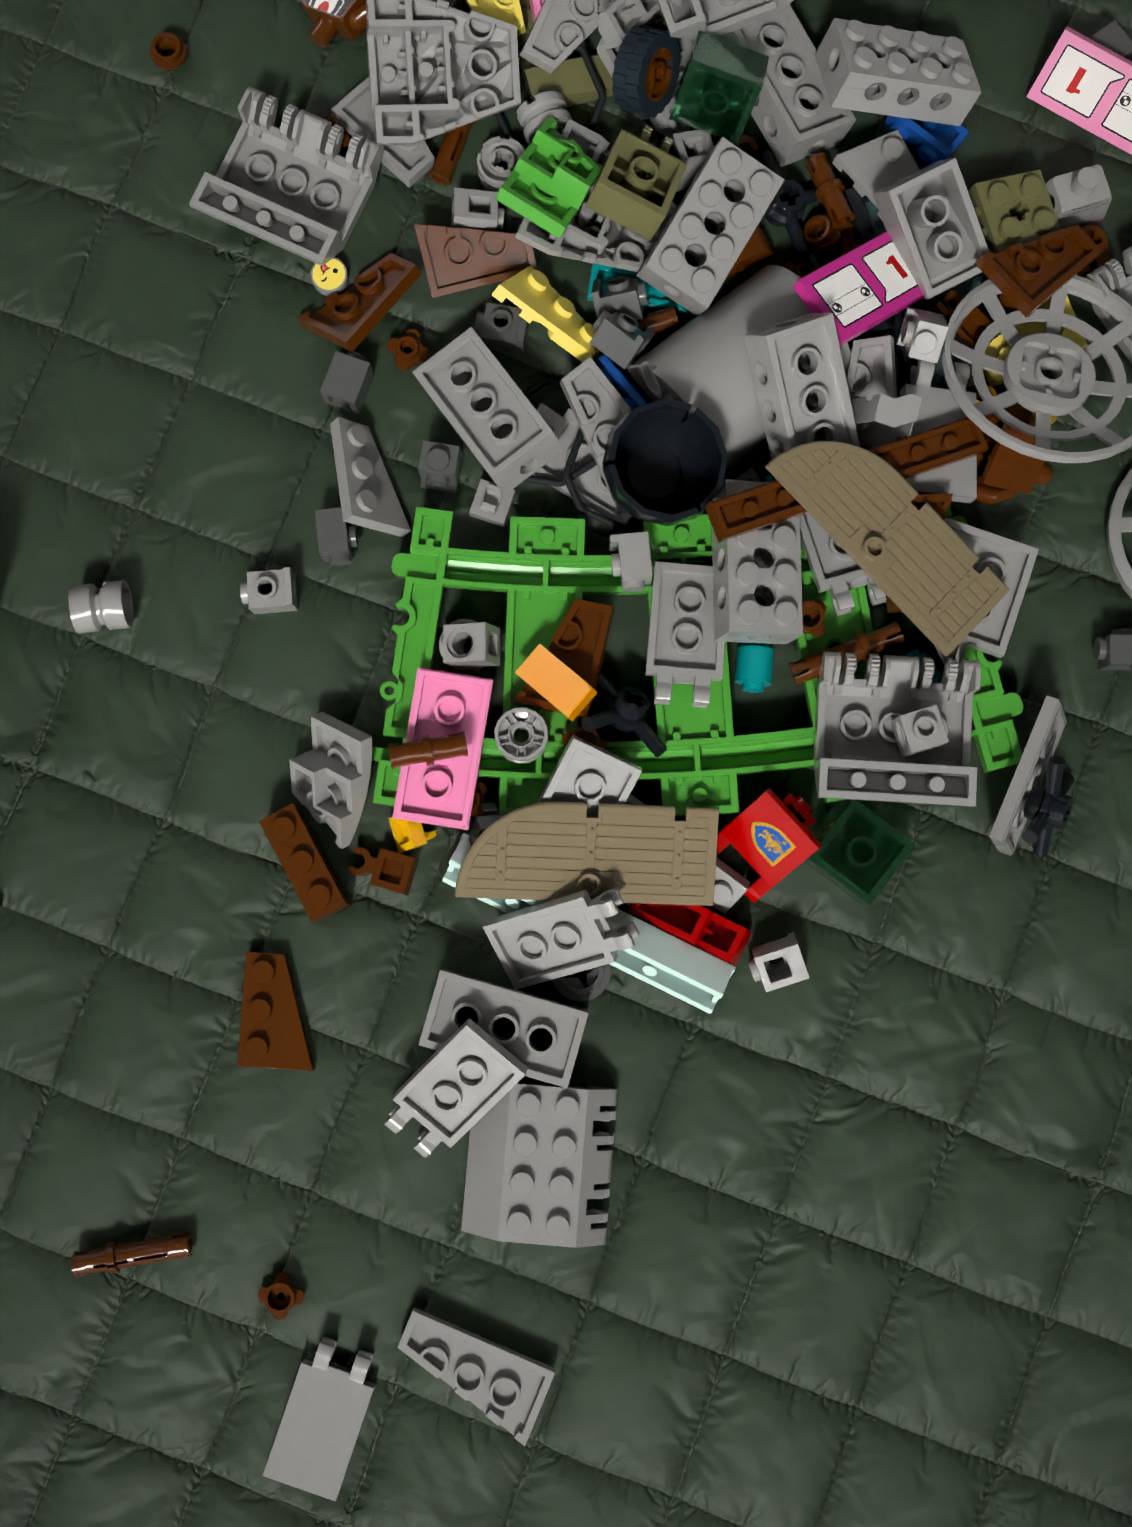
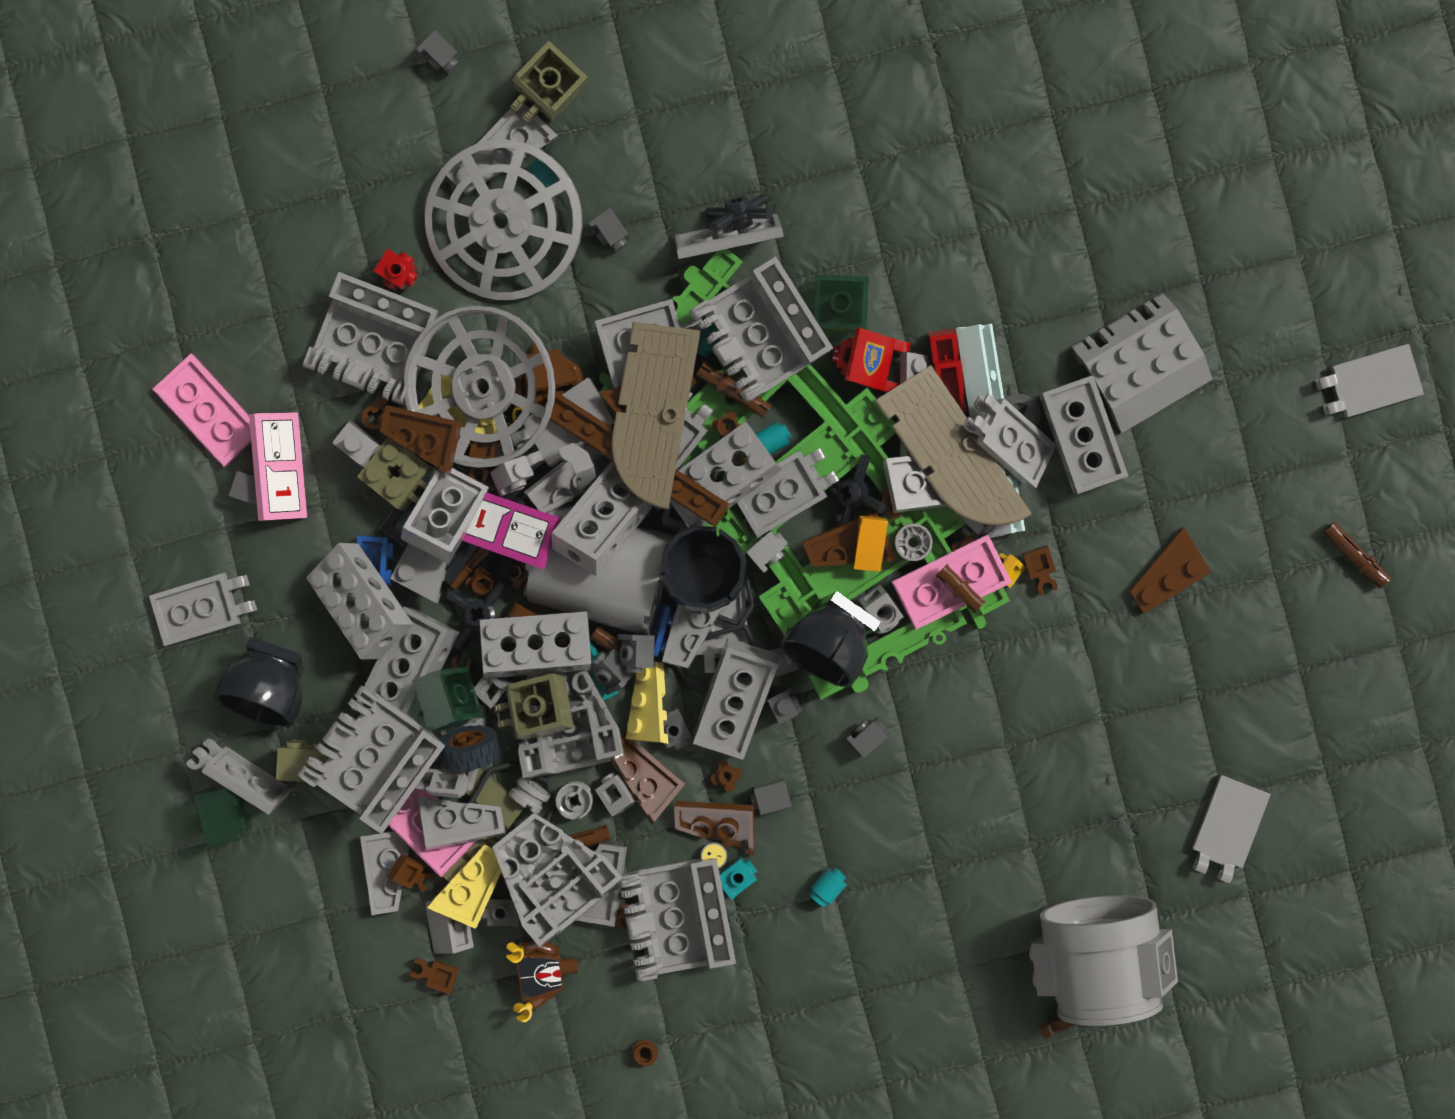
camera: 125 degrees left, 5 degrees up
(96, 607) = (1007, 842): light grey wheel -> none
(200, 373) = (828, 887): none -> teal brick
(280, 1307) = (1327, 454): reddish brown plate -> none
(281, 598) = (921, 744): light grey brick -> none
(289, 267) = (740, 866): none -> teal brick
(305, 862) = (1070, 615): reddish brown brick -> none
(334, 775) = (1008, 636): light grey slope -> none
(363, 481) = (826, 741): light grey wing -> none
(455, 1087) = (1137, 438): light grey tile -> none
(476, 554) = (831, 640): none -> black plate
(485, 1373) = (1280, 308): light grey wing -> none
(549, 180) = (574, 758): bright green slope -> none
(787, 971) = (940, 299): light grey brick -> none
(829, 190) = (455, 593): reddish brown pin -> none
(919, 731) = (754, 316): light grey brick -> none

